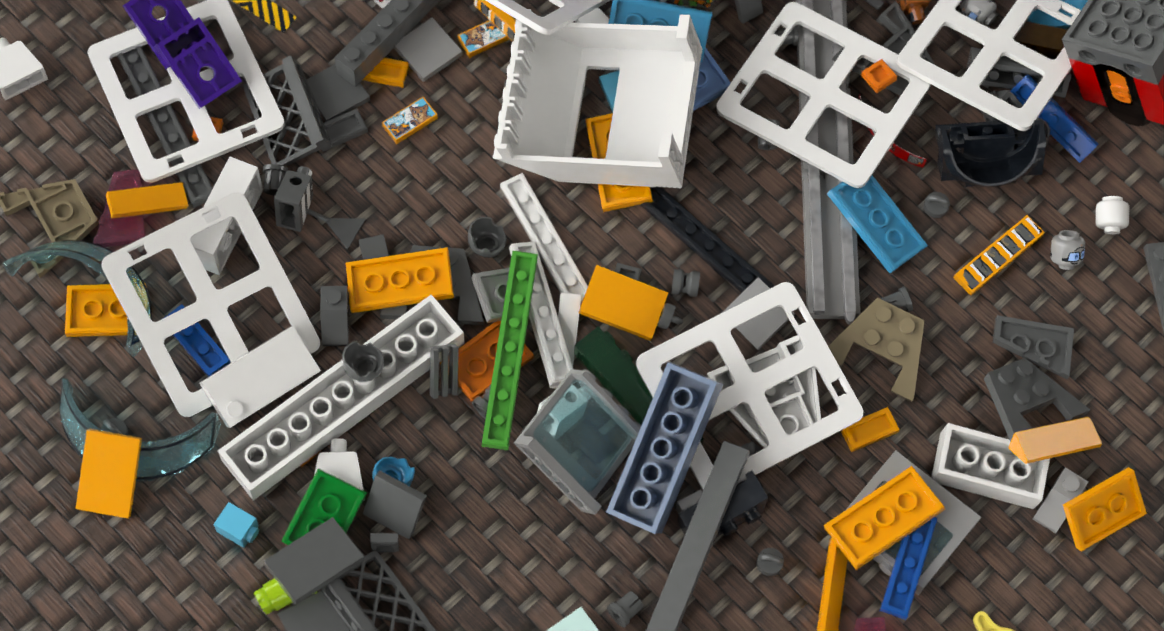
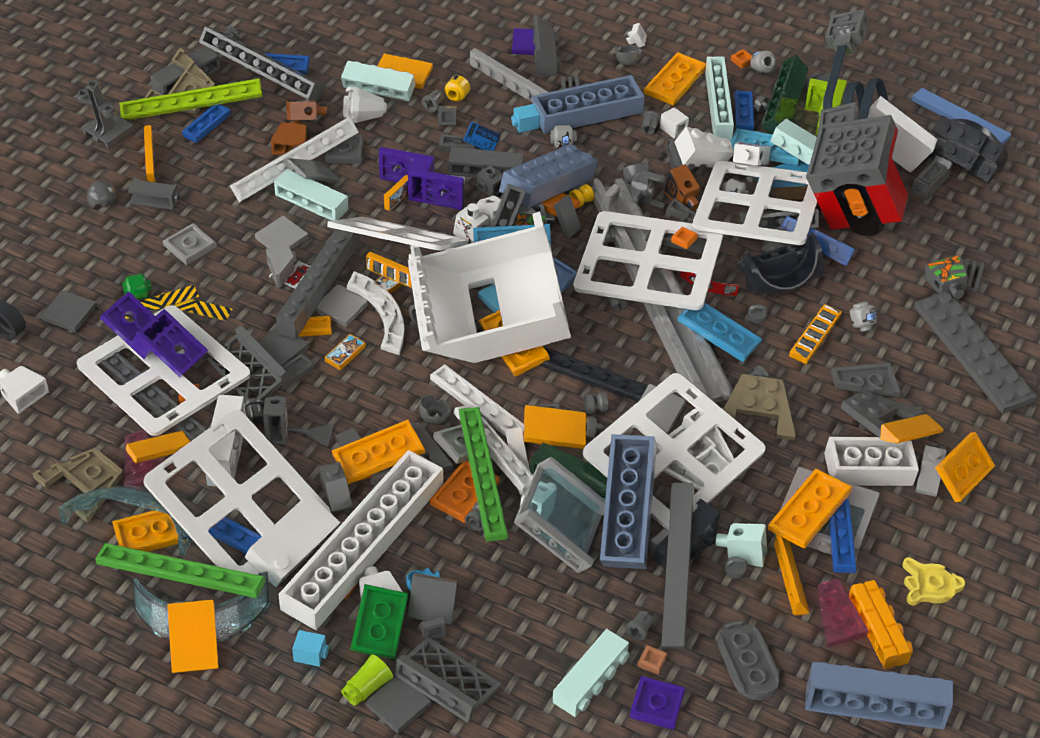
camera: 15 degrees left, 20 degrees down
(120, 381) = (181, 570): none -> bright green tile
(314, 561) = (384, 648): dark grey tile -> none
(362, 361) = (373, 502): dark grey hair -> none
(450, 359) = (439, 498): dark grey tile -> none
(480, 73) = (386, 307): none -> white tile
(790, 536) = (746, 542): none -> light aqua torso
(870, 429) = (771, 464): light orange tile -> none
(1112, 214) = (884, 289): white head -> none

